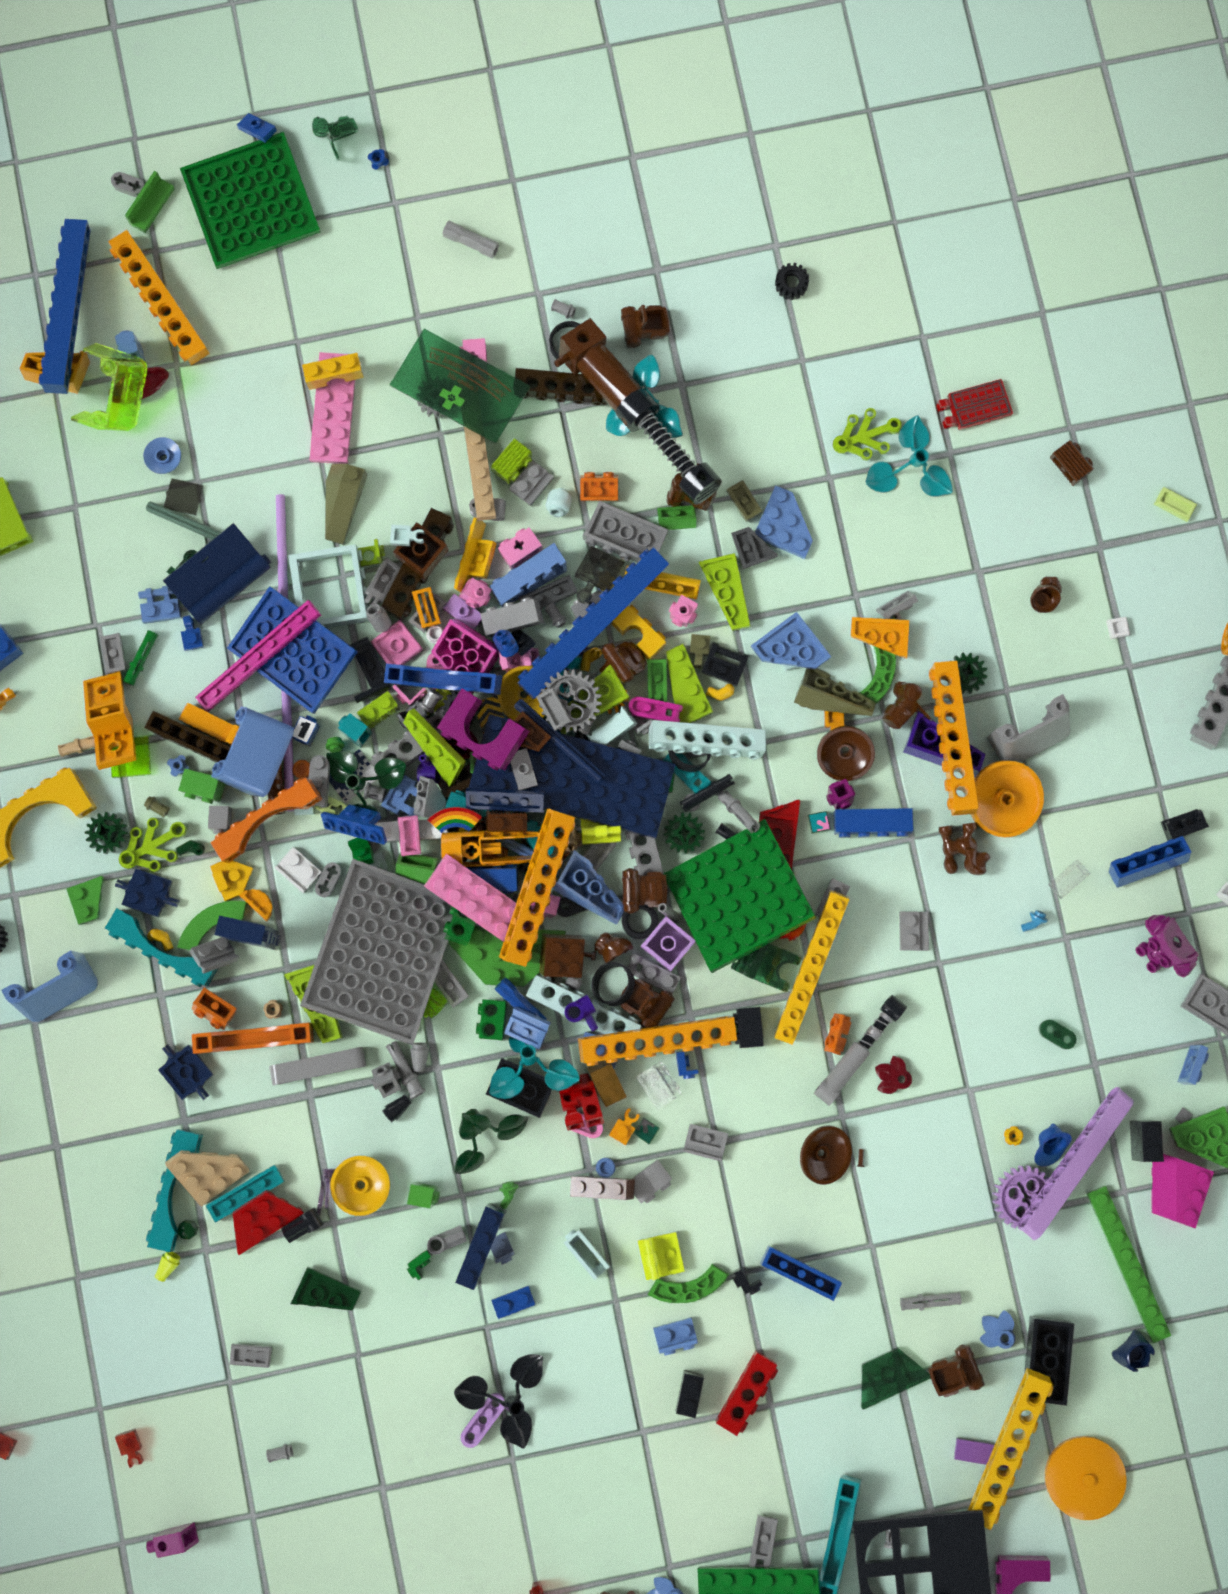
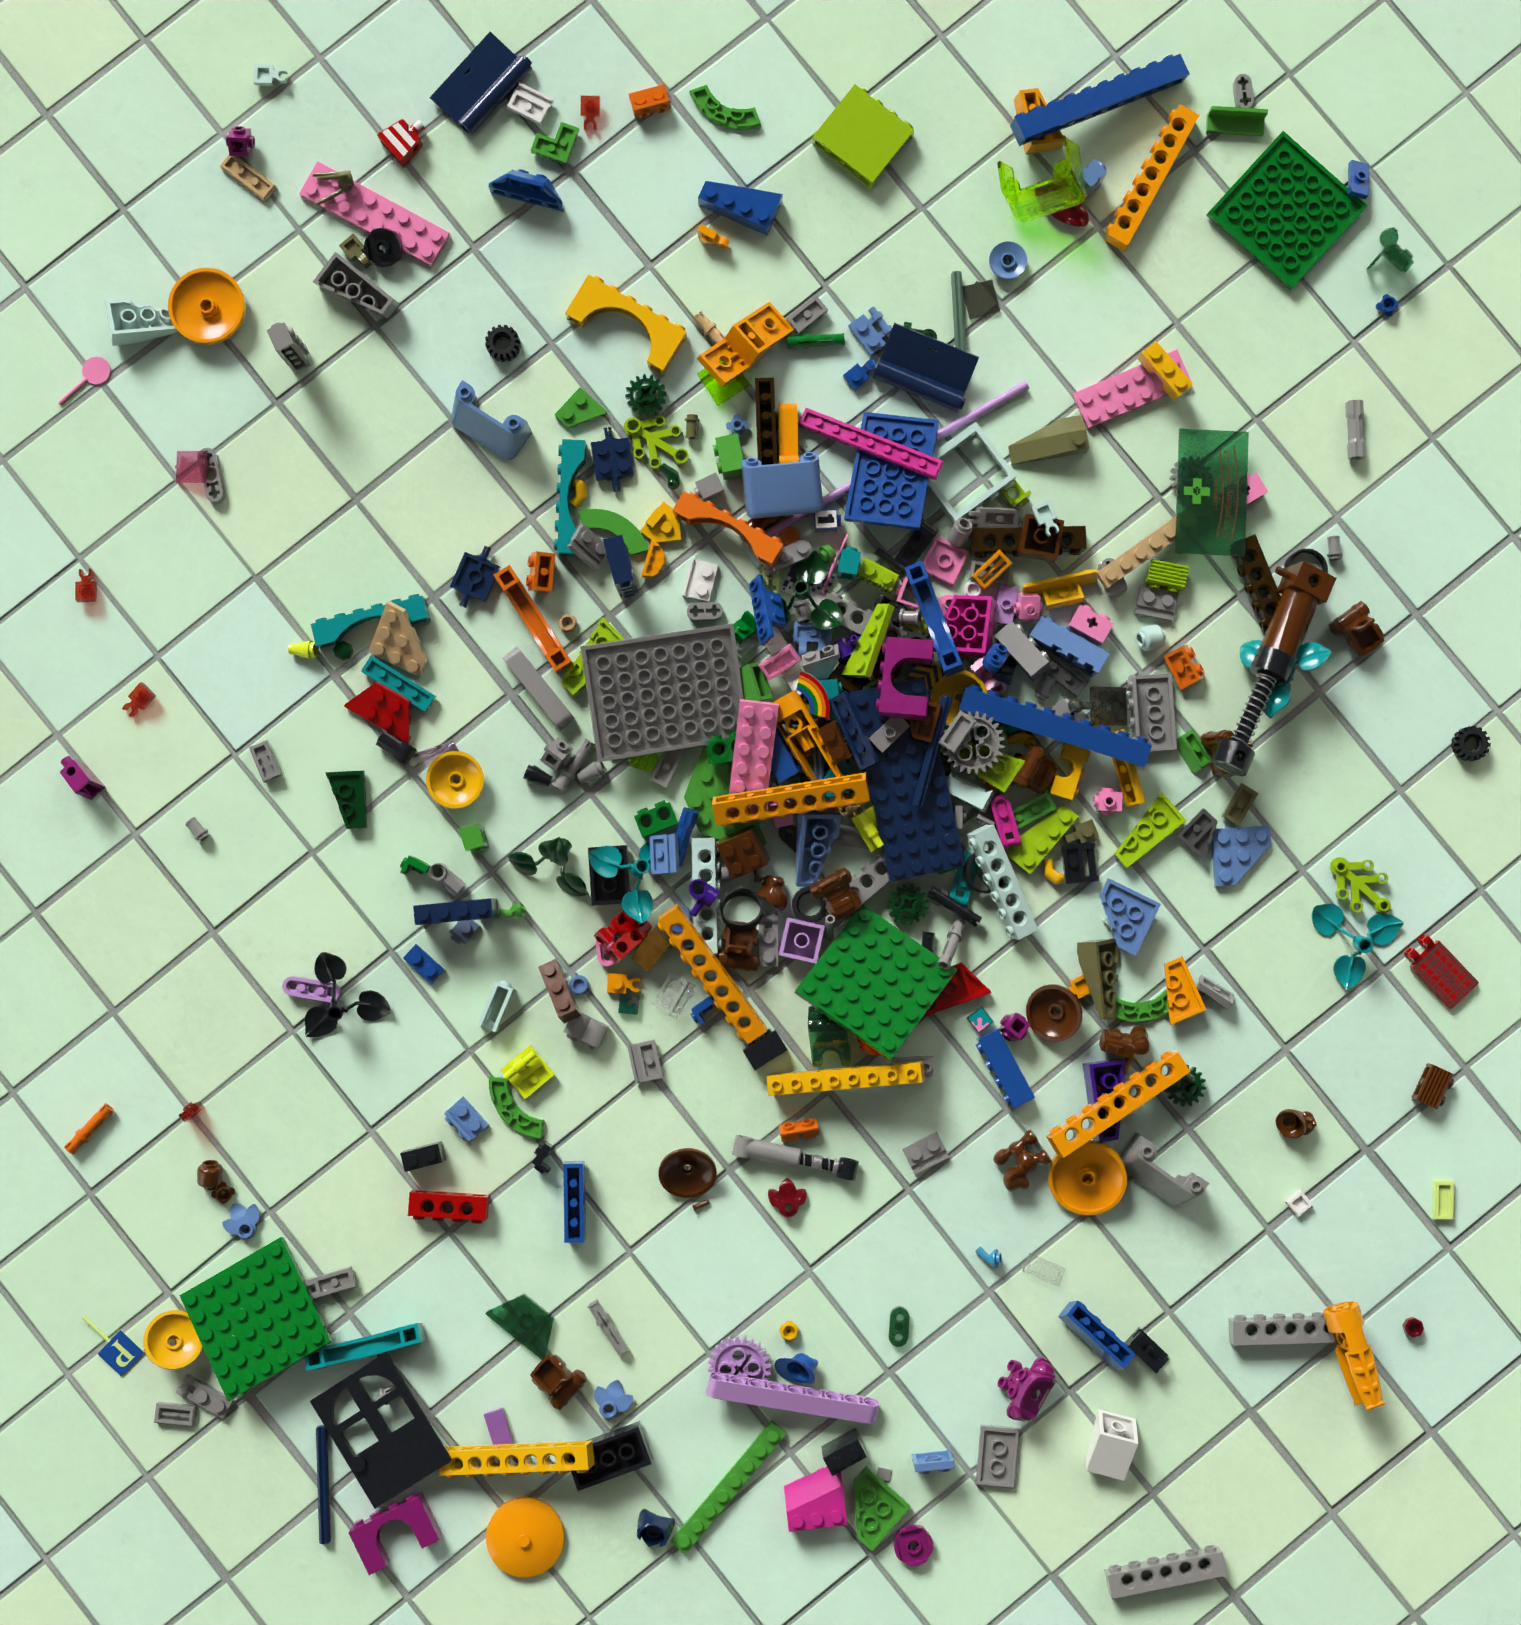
camera: 60 degrees right, 5 degrees up
(350, 746) = (833, 566): none -> bright pink piece

